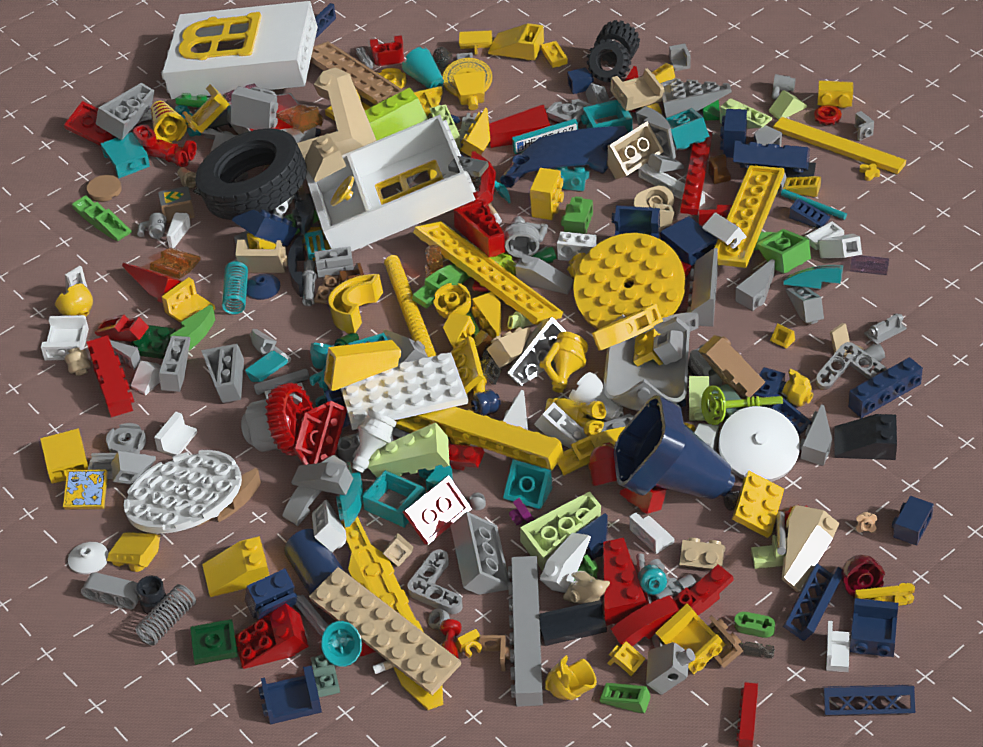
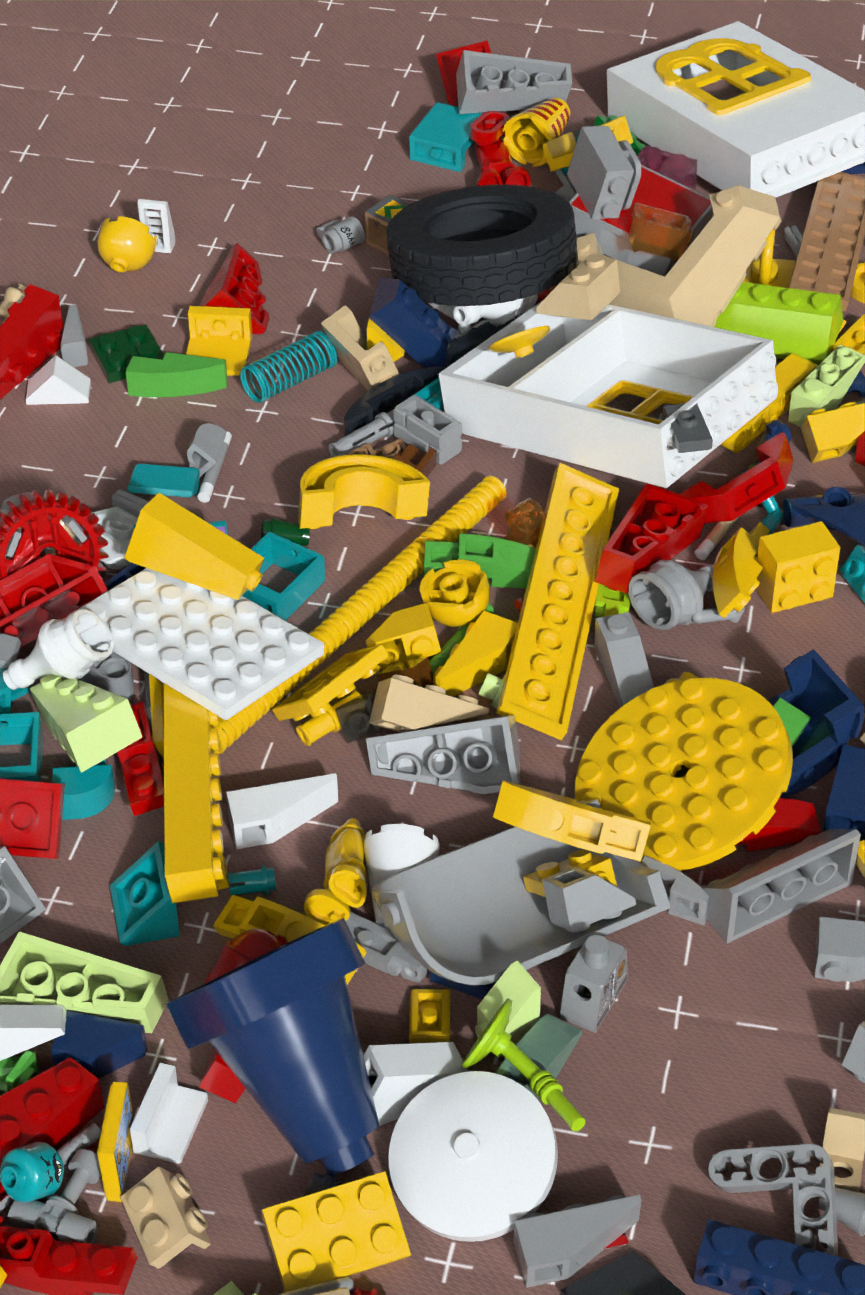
camera: 50 degrees right, 0 degrees up
(64, 335) = (68, 276): white panel -> none
(101, 219) = (311, 184): bright green slope -> none
(104, 188) = (374, 155): medium nougat tile -> none
(122, 328) = (115, 312): red slope -> none
(174, 364) = (82, 392): light grey slope -> none
(175, 263) = (293, 293): clear orange slope -> none
(178, 227) = (370, 256): white slope -> none
(226, 370) = (112, 447): light grey wedge -> none
(262, 286) = (329, 394): dark blue dish -> none
(319, 354) = (240, 516): teal hat -> none
(409, 349) = (316, 597): light grey slope -> none
(477, 501) = (71, 861): light grey hinge -> none
(485, 402) = (285, 749): dark blue piece -> none
(521, 513) = (85, 923): magenta tile -> none
(529, 211) = (737, 570): none -> yellow slope
(546, 254) = (669, 644): dark green cone -> none
(558, 424) = (302, 862): white slope -> none
(568, 357) = (460, 790): yellow piece -> none
(574, 243) = (721, 658): white brick -> none
(577, 215) = (797, 632): bright green brick -> none
(659, 546) = (115, 1141): none -> yellow tile
(731, 366) = (598, 1007): medium nougat wedge -> none
(773, 384) = (627, 1098): dark blue brick -> none
(783, 336) = (782, 1052): yellow slope -> none
(788, 409) = (598, 1138): dark blue slope -> none
(798, 389) = (664, 1140): yellow head -> none

